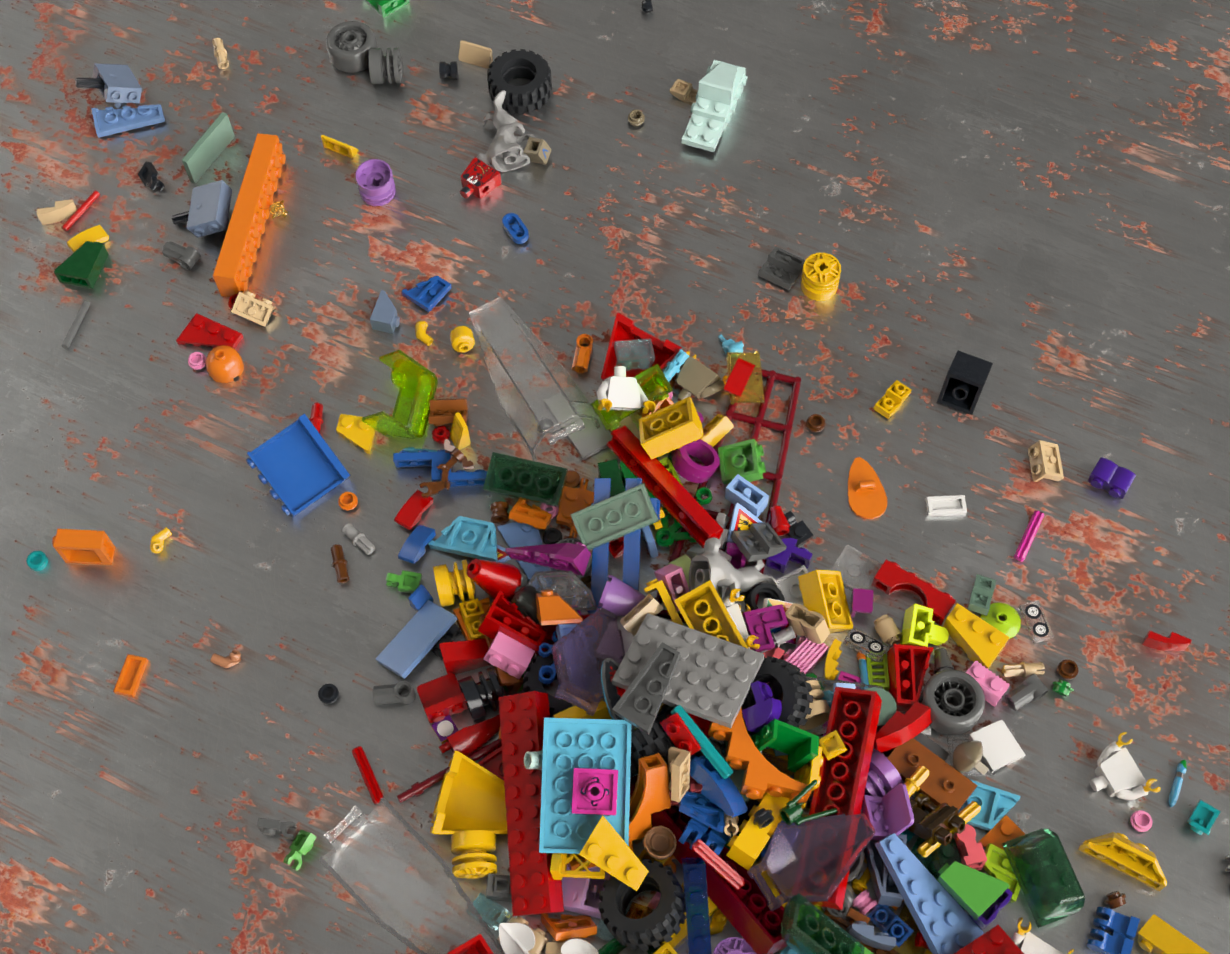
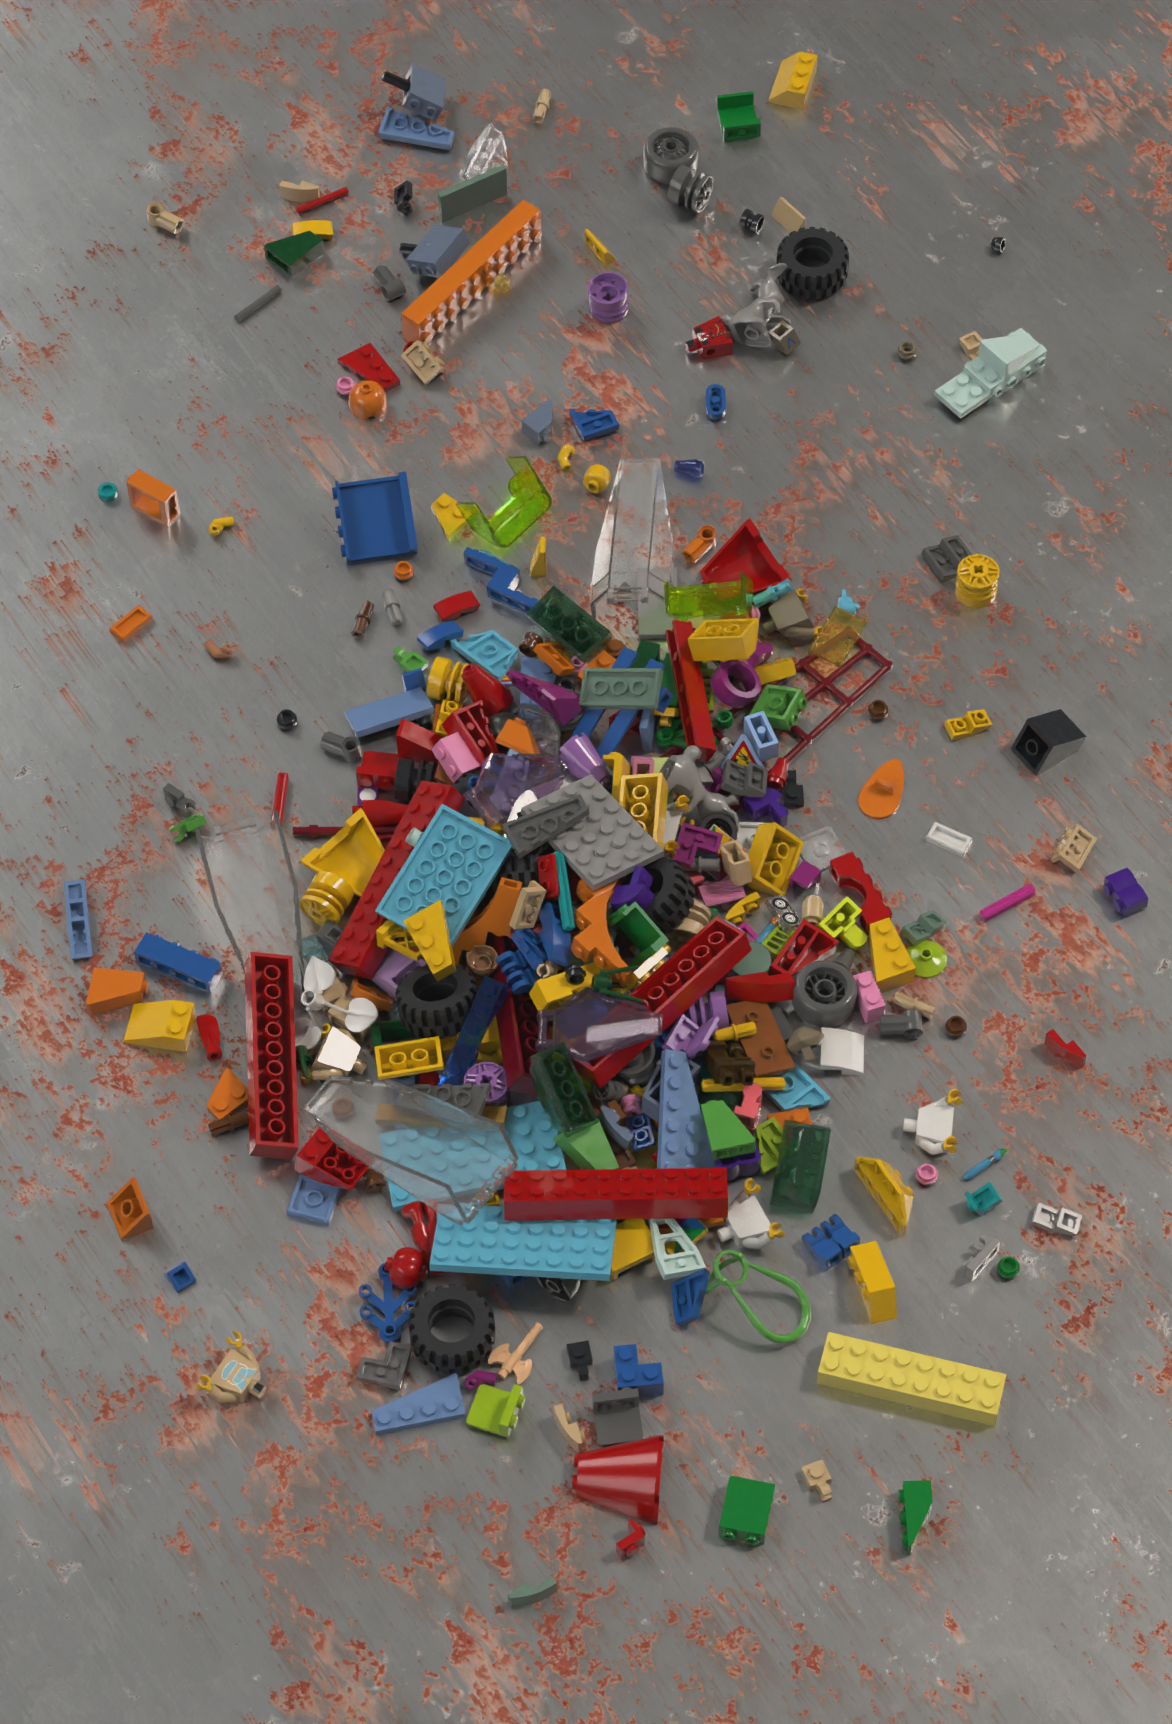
camera: 30 degrees right, 5 degrees down
(198, 111) = (486, 153): none -> clear wedge
(316, 416) = (418, 488): red axle -> none
(440, 438) = (523, 558): red plate -> none
(443, 410) = (536, 529): dark orange bracket -> none
(457, 456) = (487, 594): reddish brown piece -> none
(531, 292) = (691, 467): none -> clear blue cone
(594, 791) = (444, 870): dark pink plate -> none
(622, 393) = (701, 589): white torso -> none
(634, 354) = (744, 561): clear light blue bracket -> none
(635, 617) = (600, 773): tan bracket -> none
(718, 864) = (515, 992): axle -> none
(739, 377) = (827, 631): red slope -> none
(832, 745) = (678, 956): yellow tile -> none
(1036, 622) = (957, 974): tile -> none
(1062, 687) = (937, 1036): green plate -> none
(1115, 899) = (853, 1218): reddish brown plate -> none

